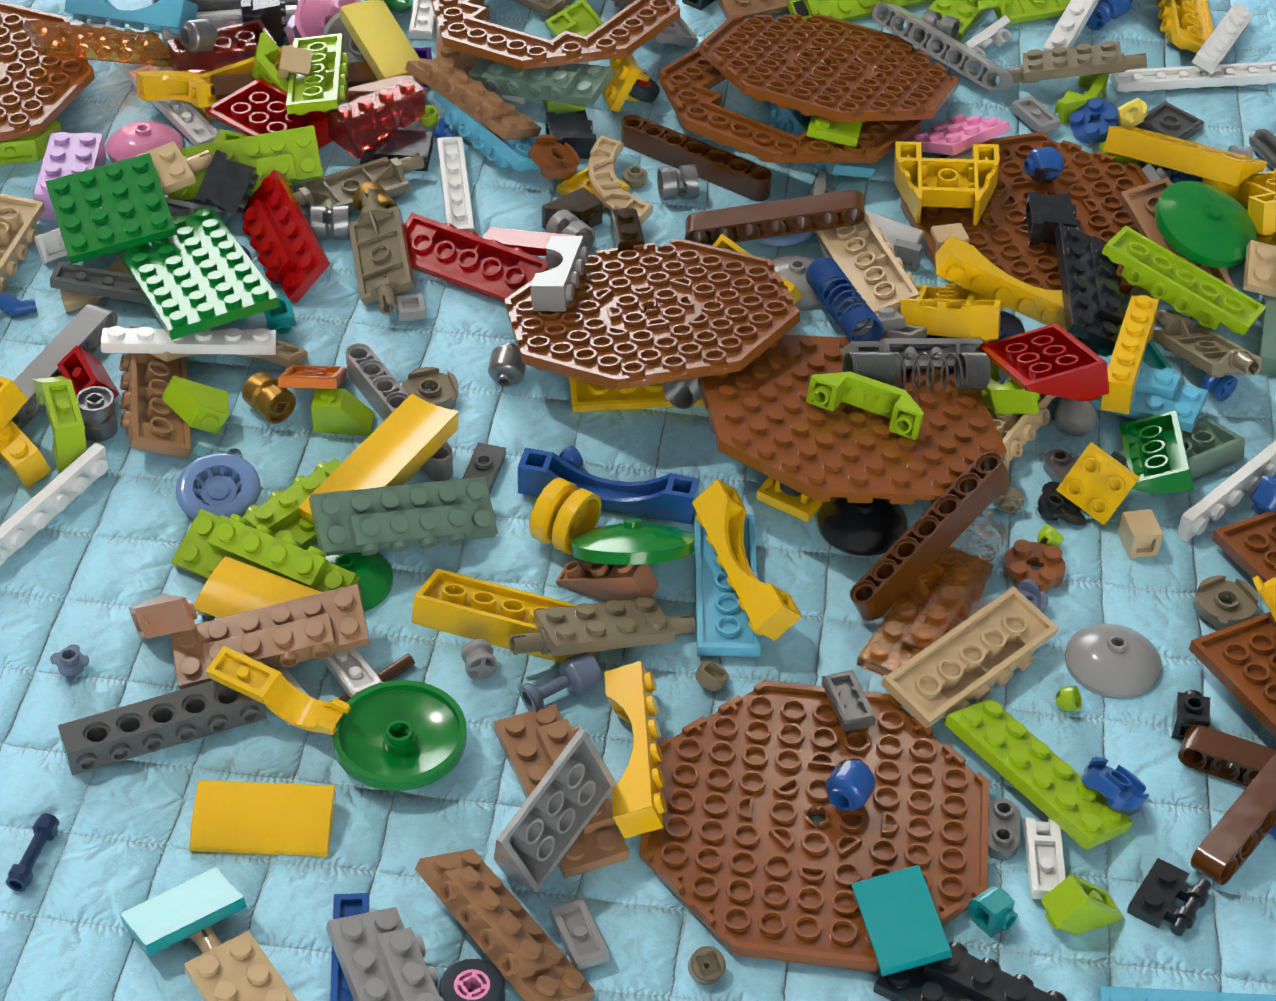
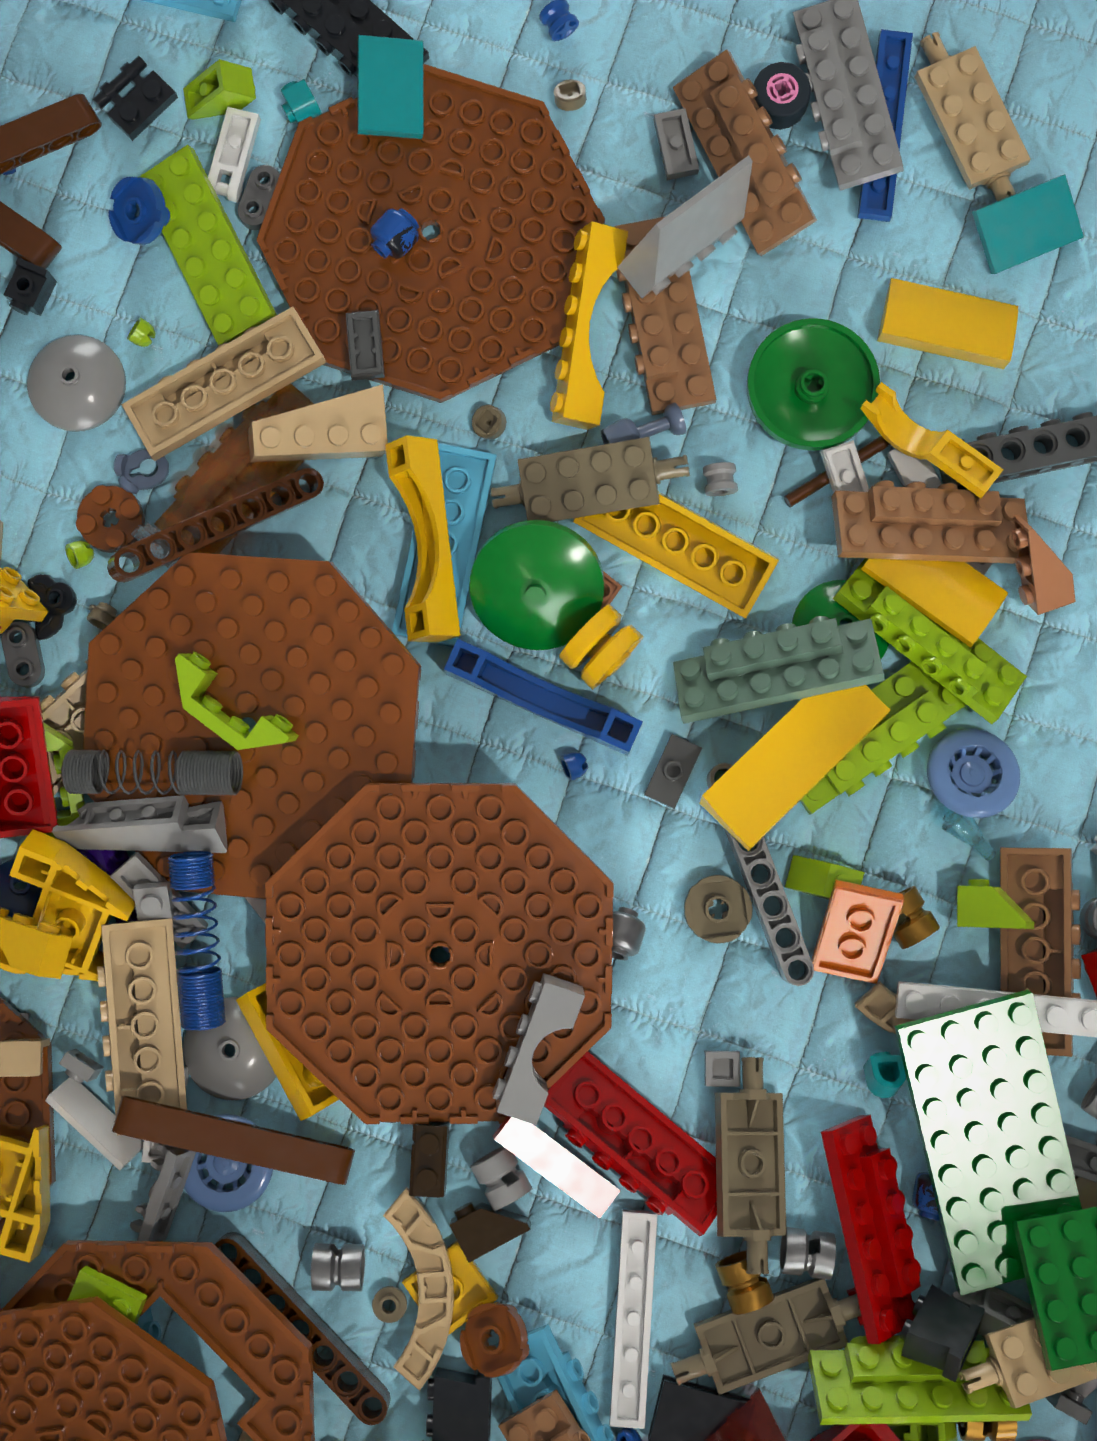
camera: 165 degrees left, 40 degrees up
(865, 625) = (326, 430): none -> tan wedge

